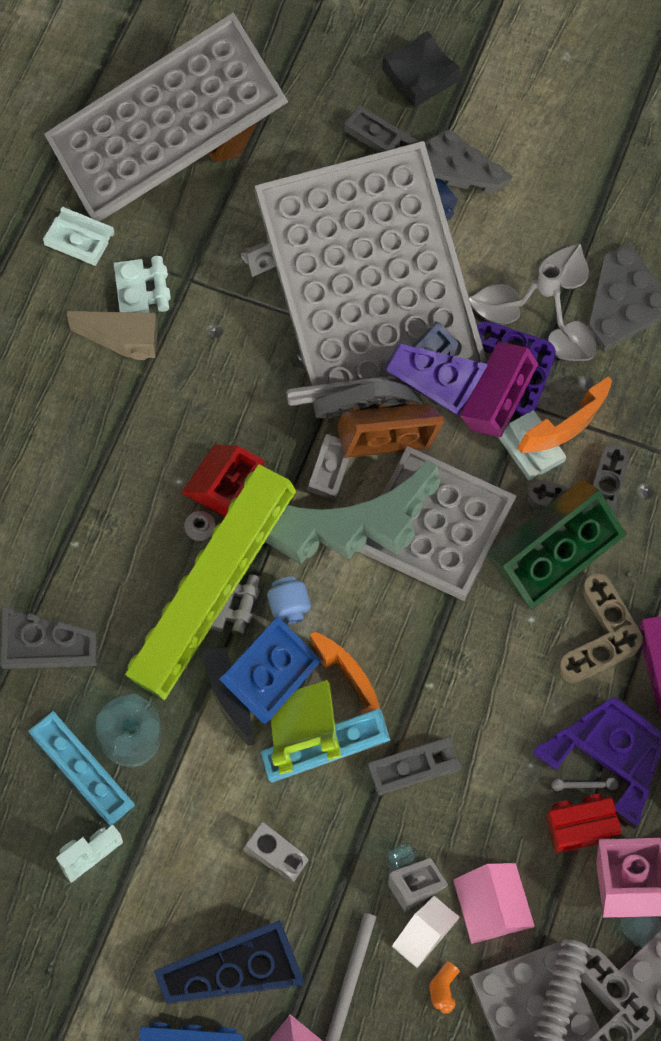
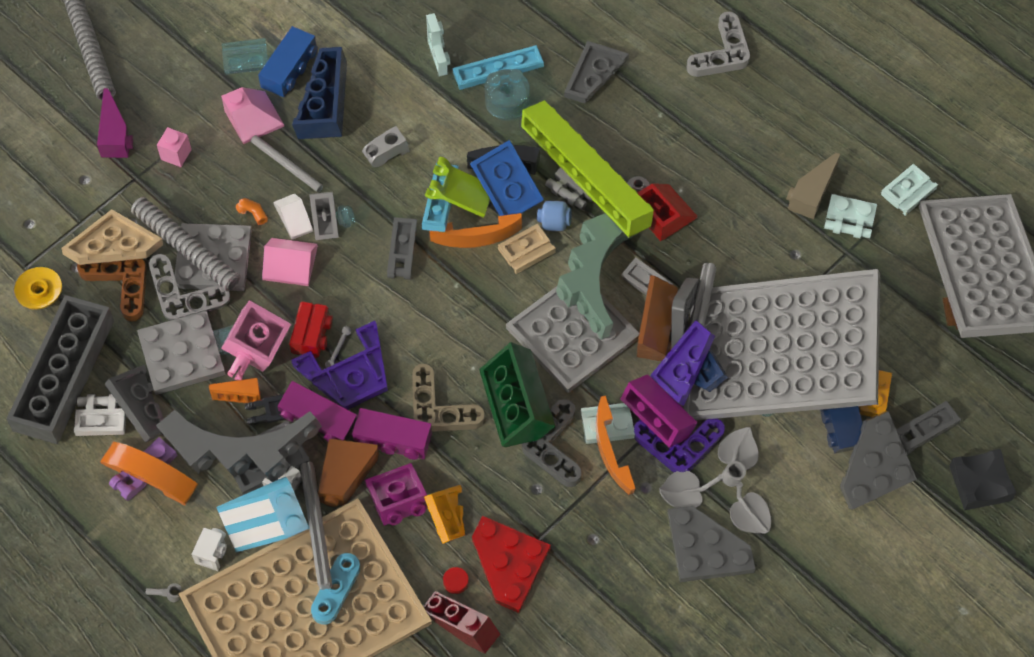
camera: 115 degrees right, 5 degrees down
(347, 618) = (526, 248): none -> tan plate

